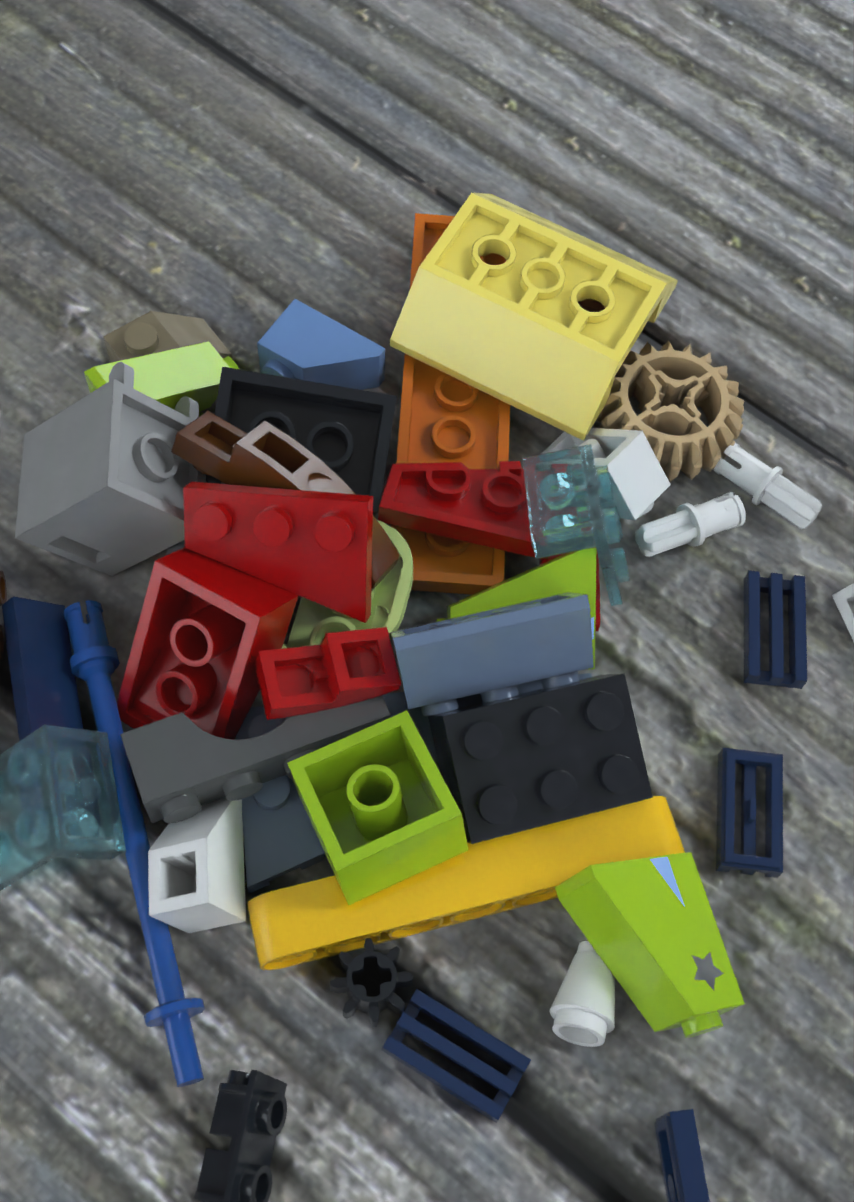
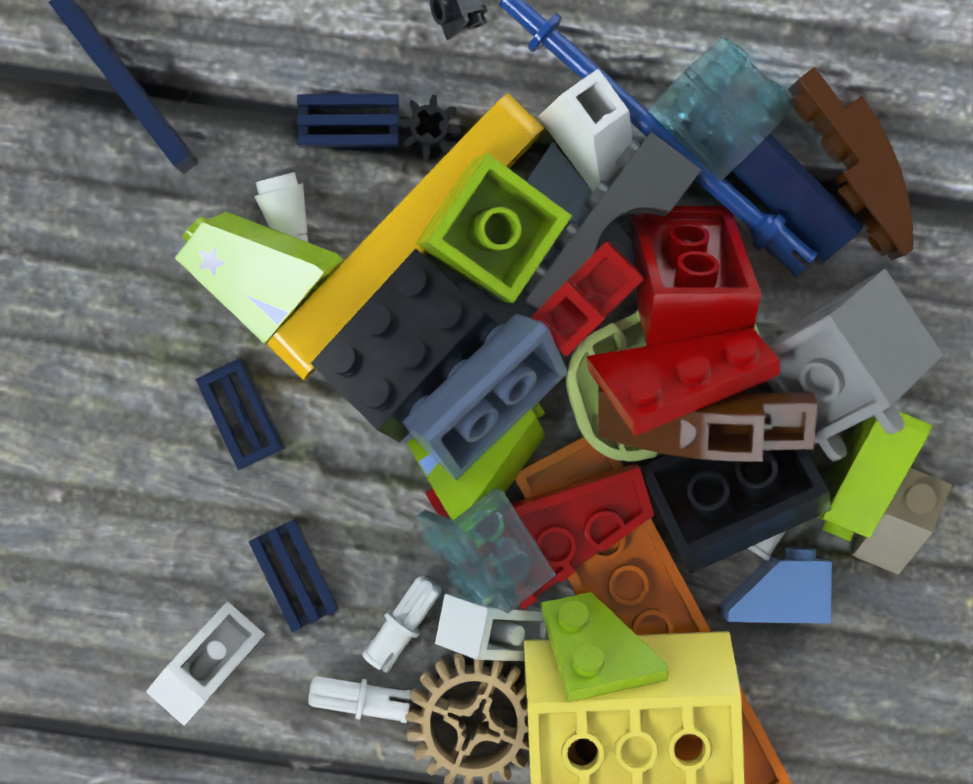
camera: 155 degrees right, 25 degrees up
(523, 382) = (597, 649): none -> lime wing

